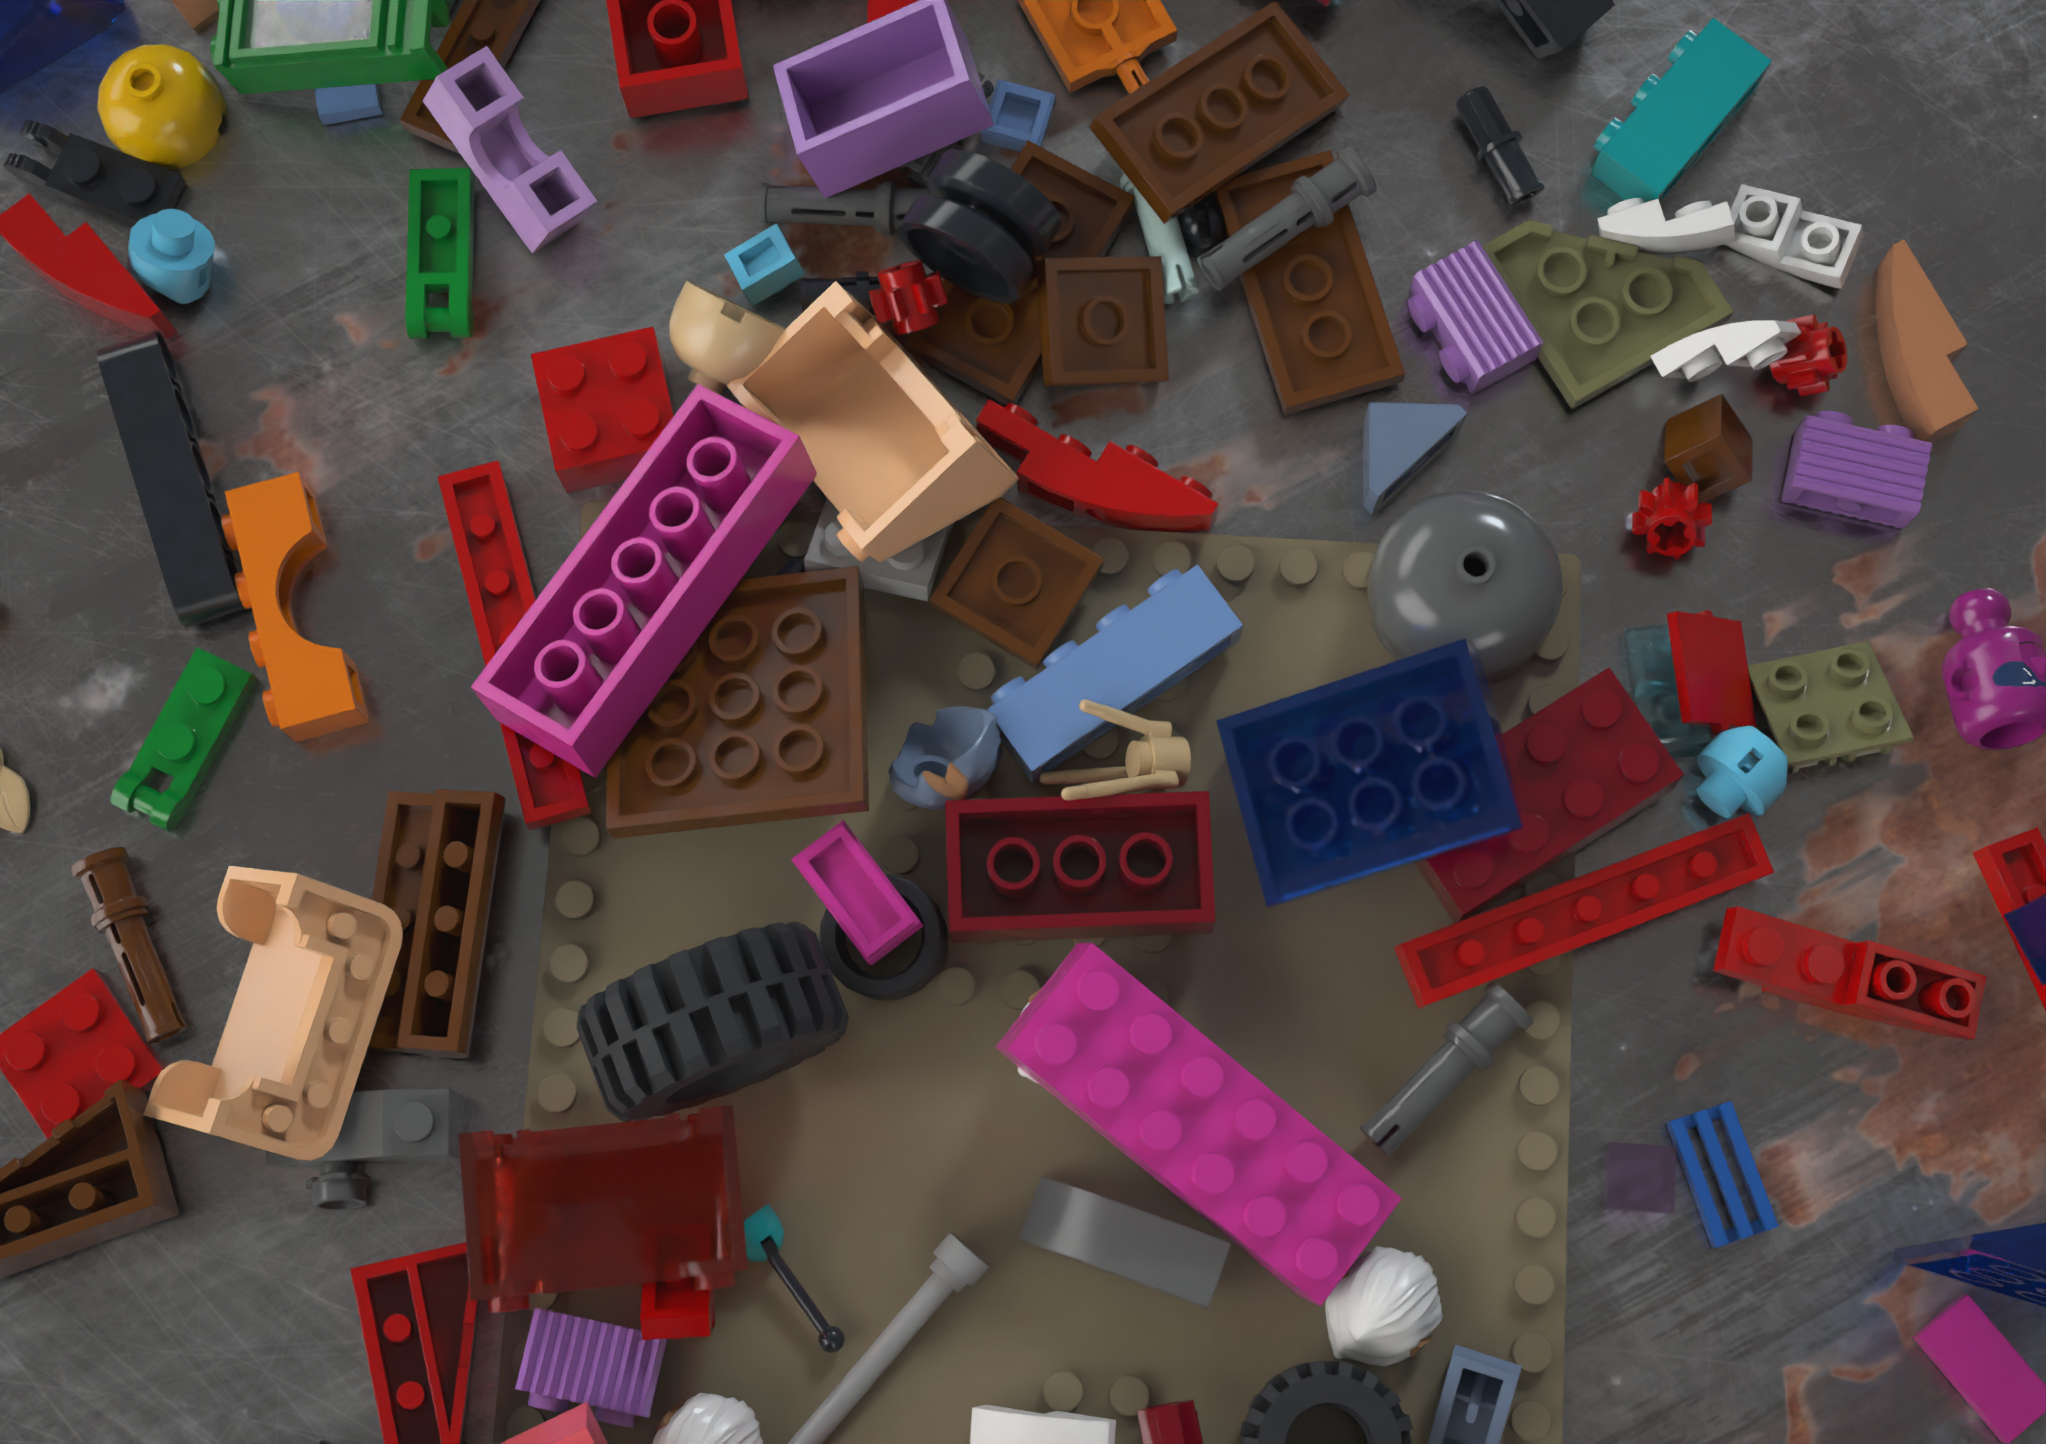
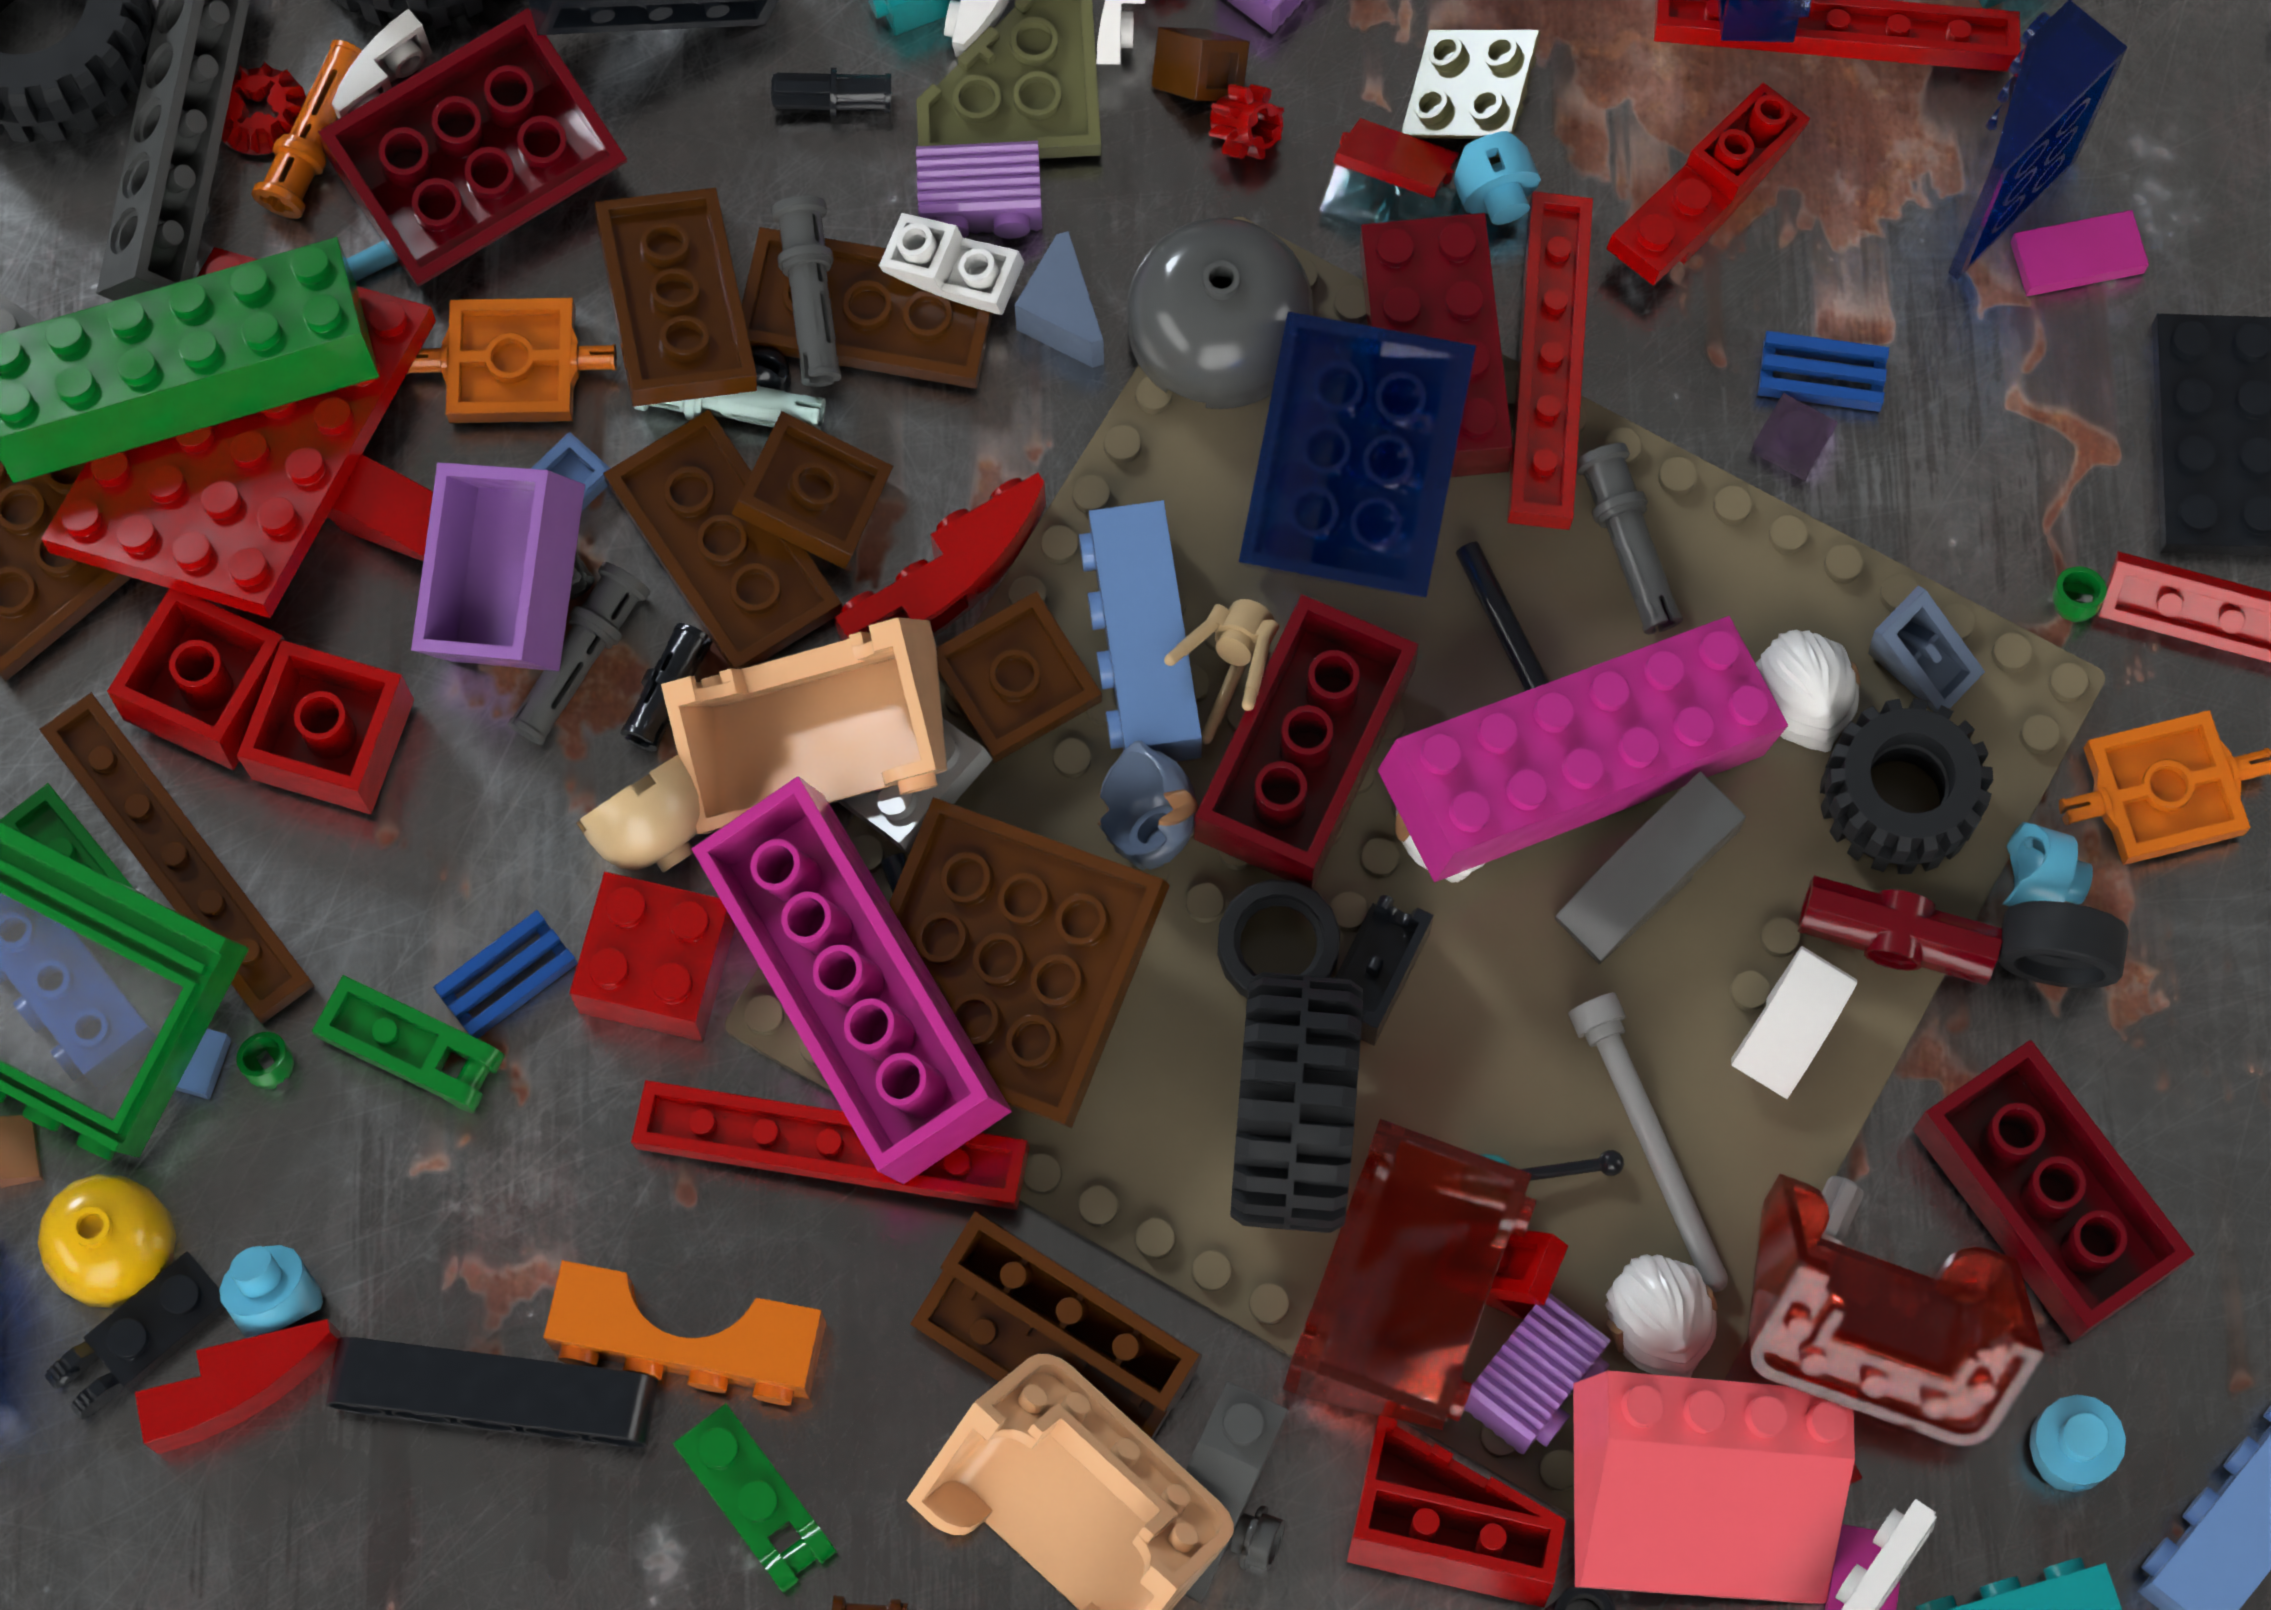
camera: 65 degrees left, 5 degrees down
(360, 143) = (257, 1047): none -> green hinge
(482, 119) = (405, 925): lavender arch -> none
(497, 279) = (491, 956): none -> blue tile
(764, 264) = (589, 757): medium azure plate -> none
(857, 892) = (1233, 937): dark pink tile -> none
(906, 1038) = (1384, 959): none -> black hinge
(908, 297) = (702, 637): red gear -> none
(980, 225) = (679, 537): black wheel -> none
(1302, 995) = (1501, 616): none -> black bar
(1381, 329) = (953, 267): none -> white slope

